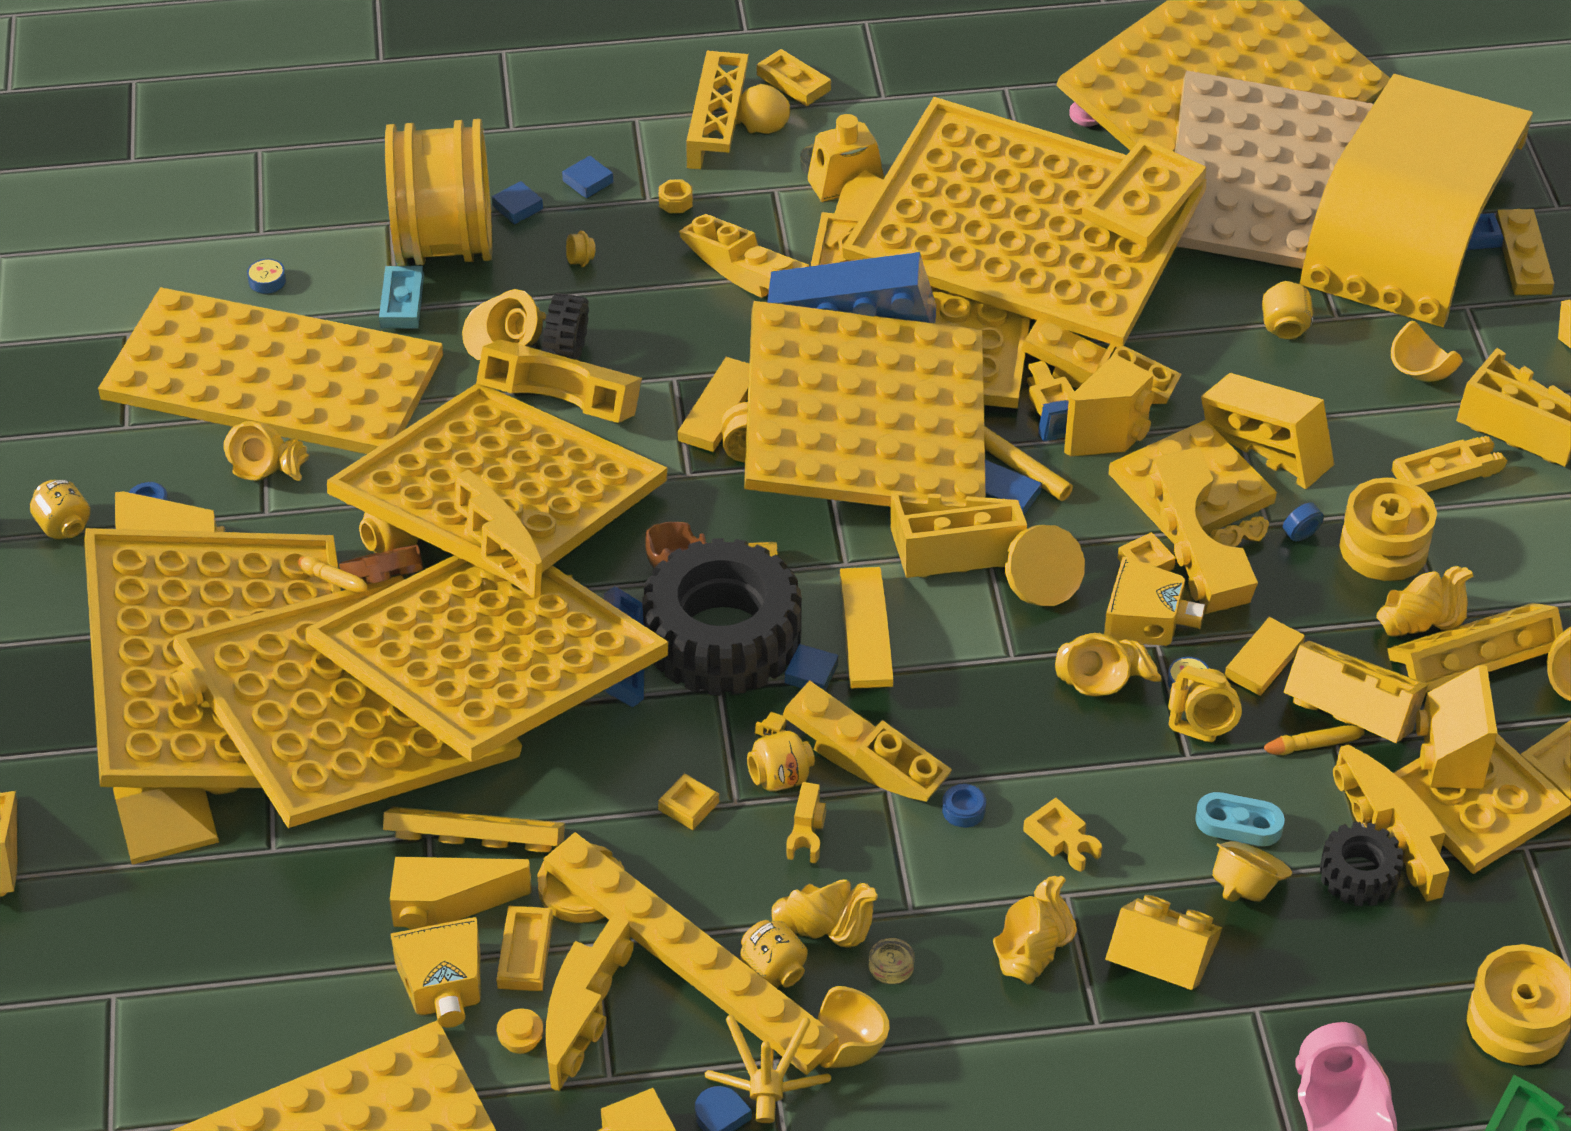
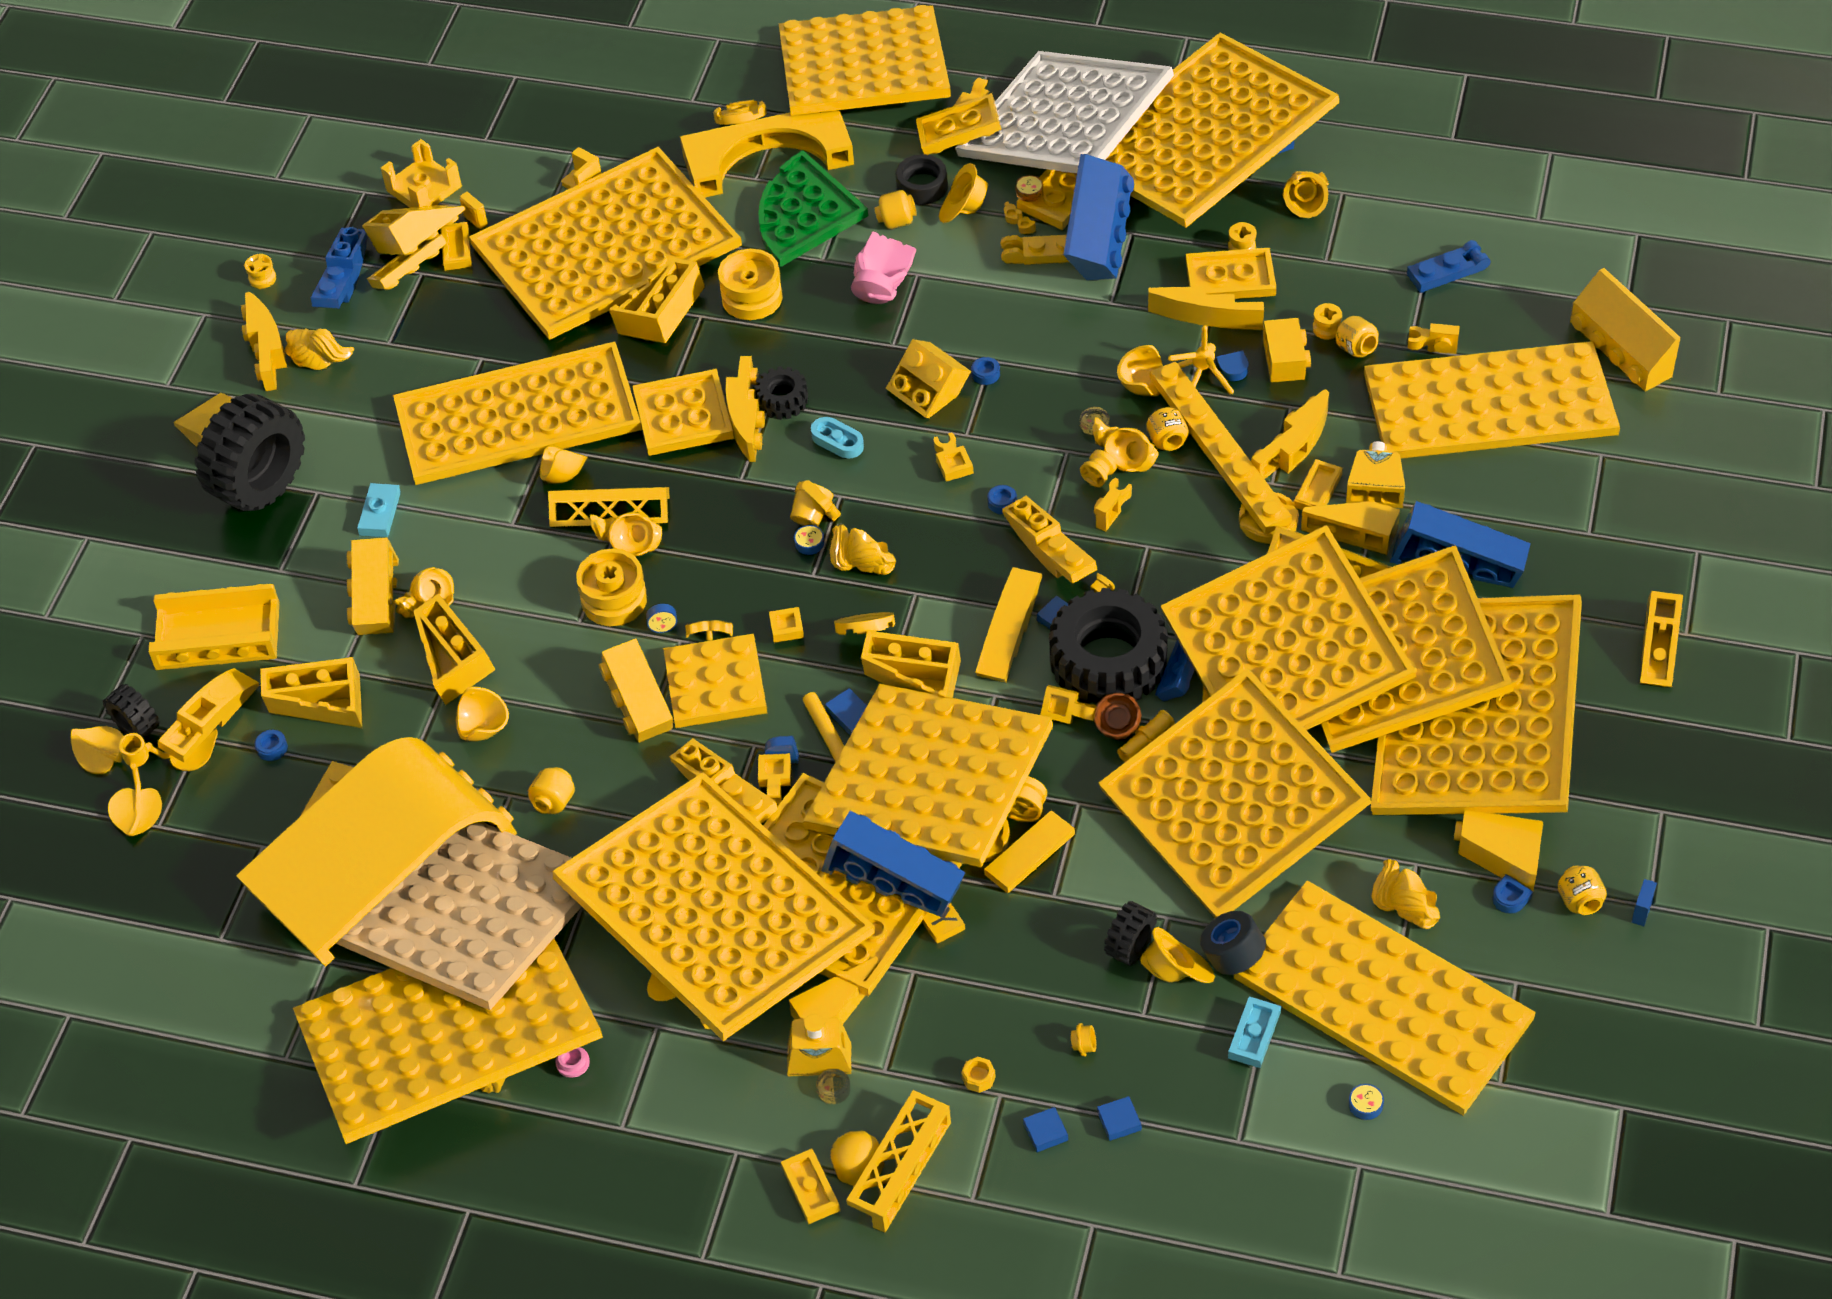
camera: 155 degrees left, 5 degrees up
(189, 685) = (1509, 648): yellow plate -> none
(294, 880) = (1484, 551): none -> blue wedge
(314, 567) = (1381, 743): yellow piece -> none
(382, 566) = (1352, 738): dark orange plate -> none
(438, 192) = (1197, 1066): yellow wheel -> none
(448, 350) = (1232, 942): none -> black wheel
(502, 535) = (1256, 682): yellow slope -> none
(520, 1030) = (1337, 437): yellow plate -> none
(530, 370) = (1121, 867): yellow arch -> none
(631, 550) = (1146, 734): none -> yellow pin
(688, 801) = (1179, 550): yellow tile -> none
(735, 253) = (949, 975): yellow slope -> none
(780, 761) = (1111, 543): yellow head -> none
(848, 863) = (1098, 468): none -> yellow wheel
(1034, 931) = (1008, 397): yellow hair -> none
(1092, 997) = (985, 371): none -> blue tile
(1109, 409) = (746, 723): yellow slope -> none
(1144, 192) = (614, 863): yellow plate -> none
(1149, 605) = (809, 585): yellow torso -> none
(1216, 572) = (739, 636): yellow arch -> none
(1247, 871) = (852, 396): yellow piece -> none
(1264, 656) = (750, 540): yellow tile -> none
(1315, 739) = (756, 478): yellow piece -> none
(1355, 691) = (715, 472): yellow wedge -> none
(1450, 464) = (528, 634): yellow hinge -> none
(1458, 731) = (678, 416): yellow slope -> none

